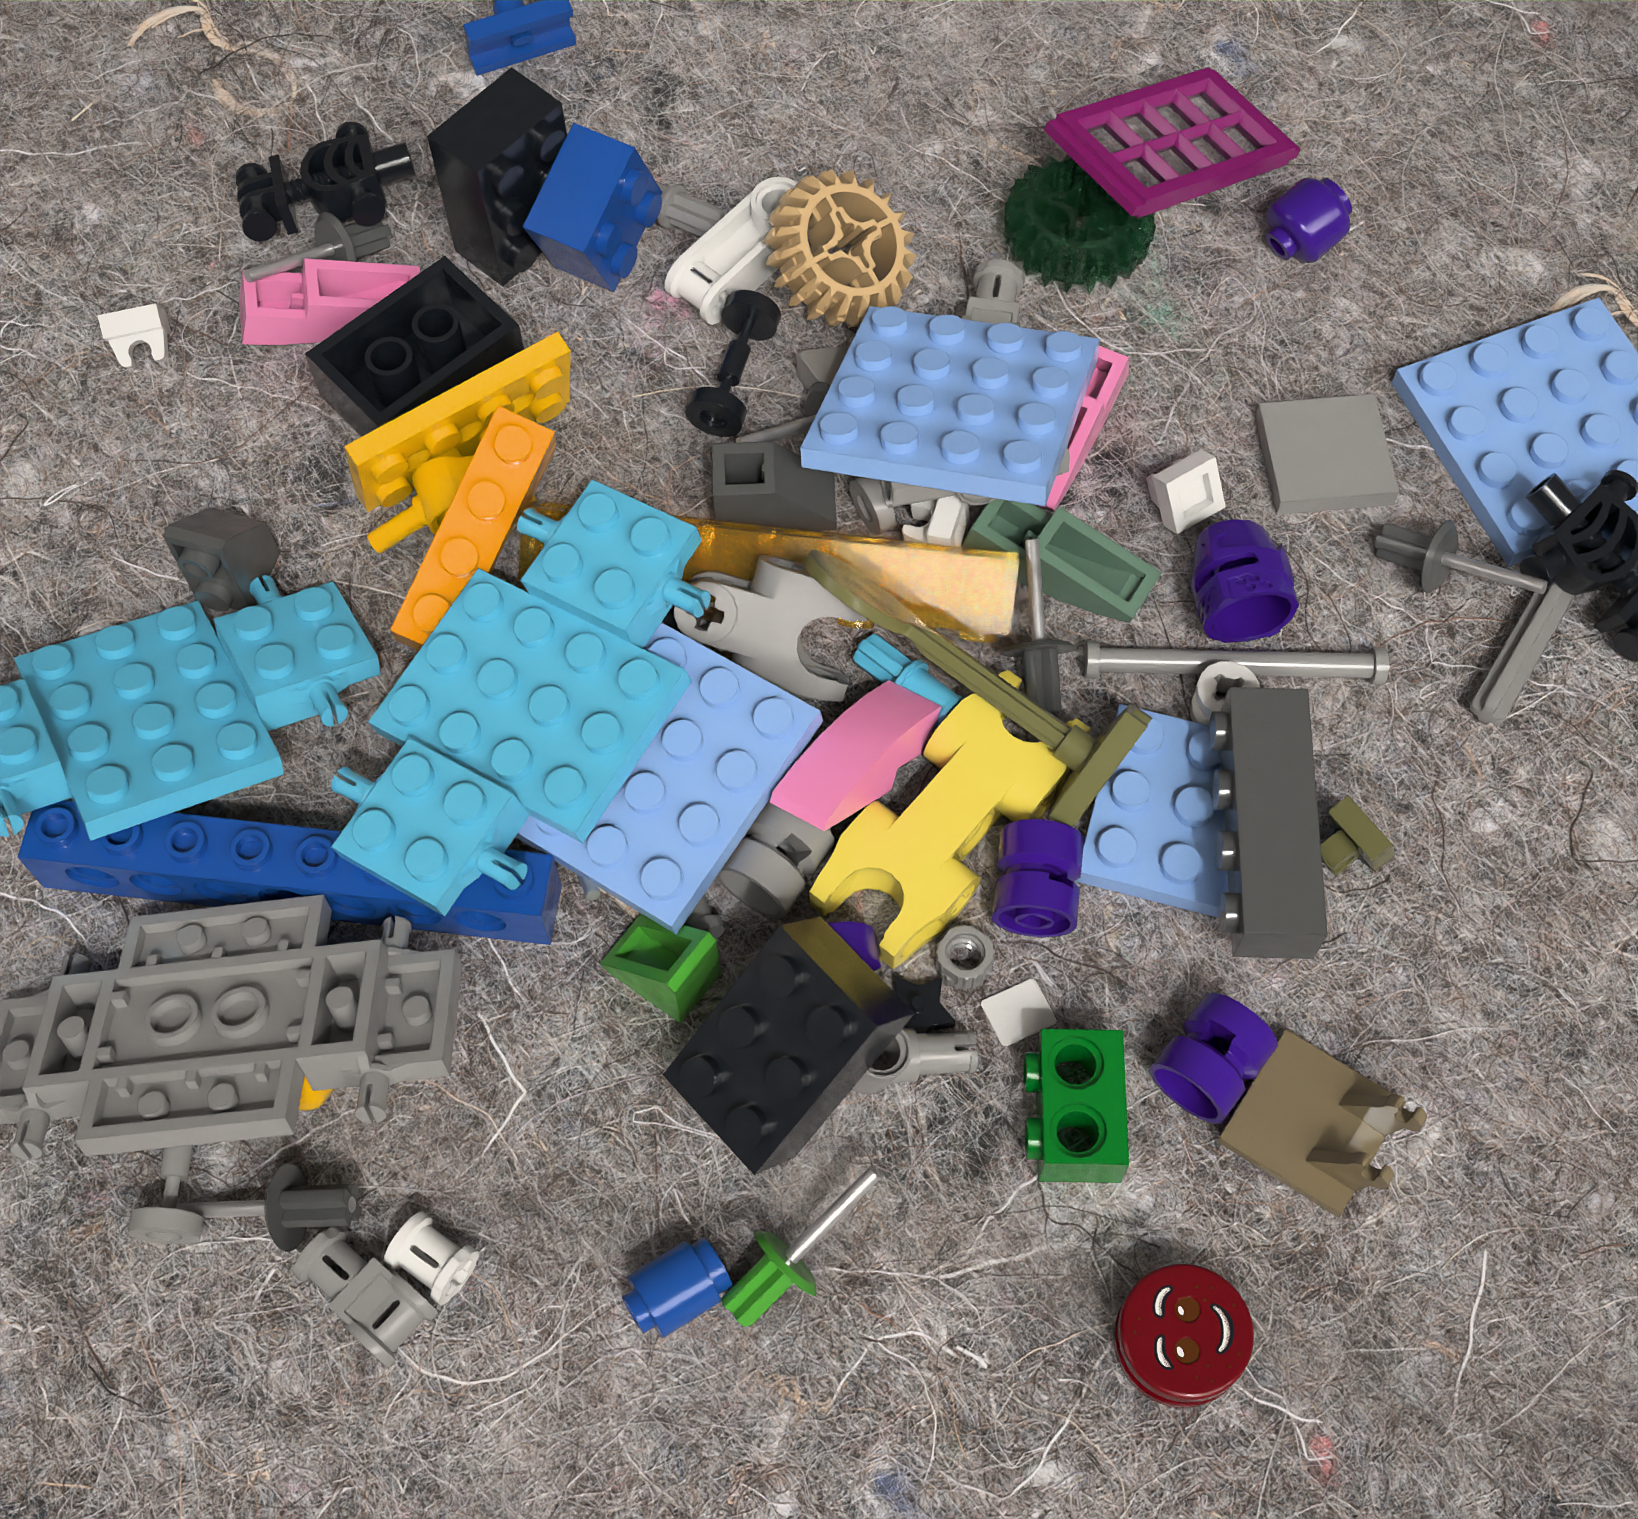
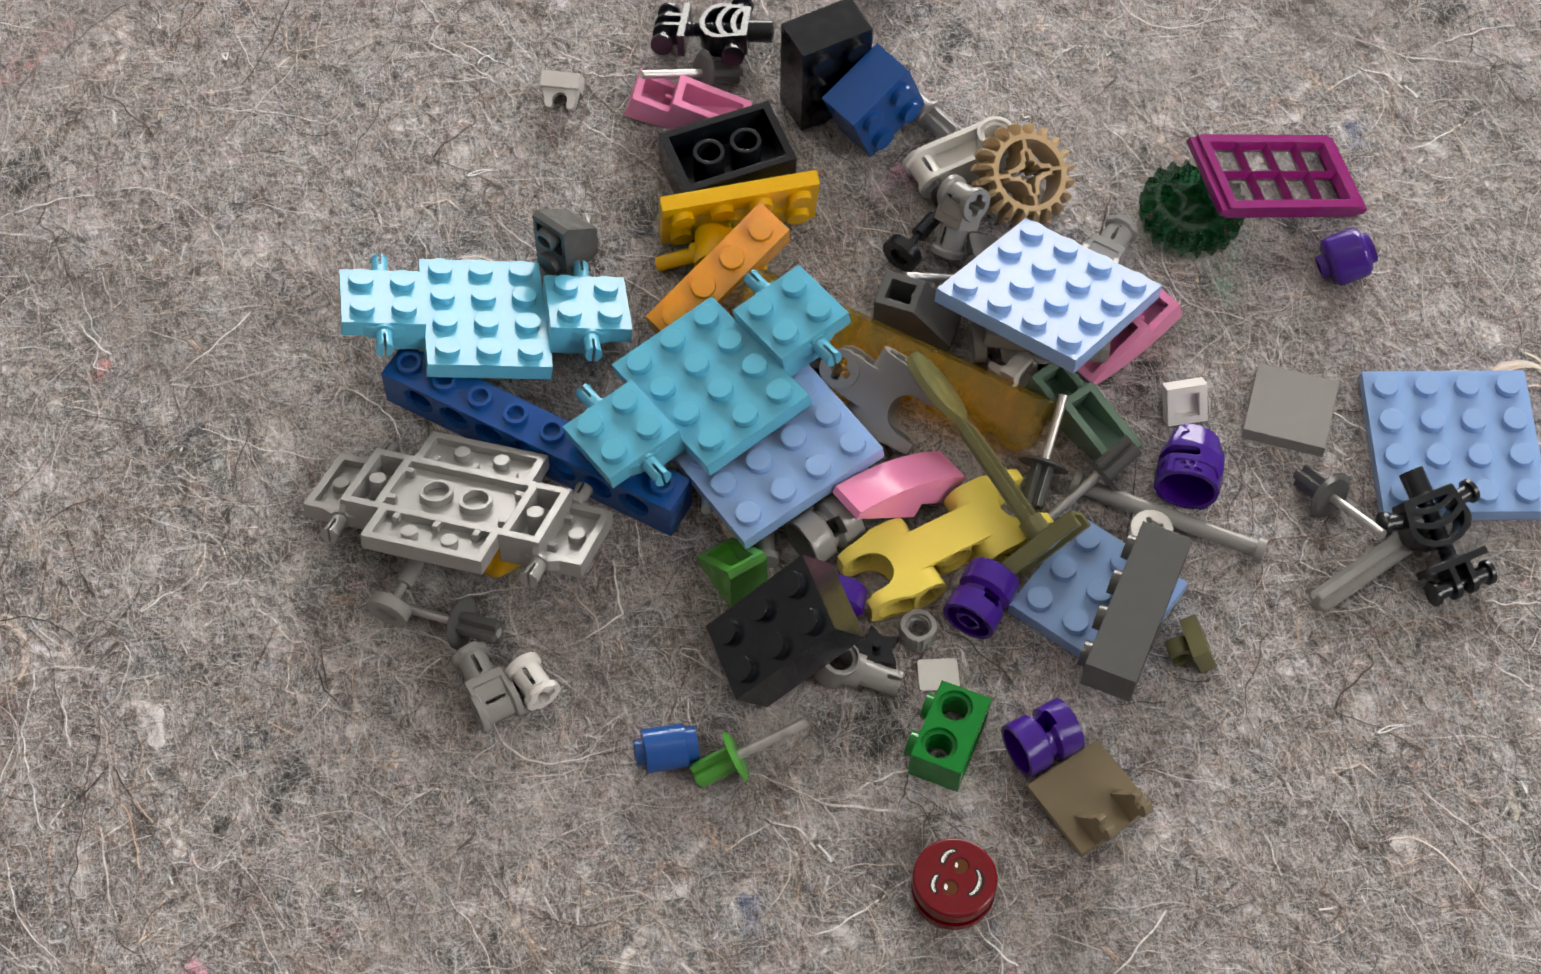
camera: 20 degrees right, 5 degrees down
(776, 332) = (958, 215): none -> light grey connector
(888, 663) = (944, 440): medium azure axle -> none
(1129, 627) = (1105, 468): none -> dark grey piece

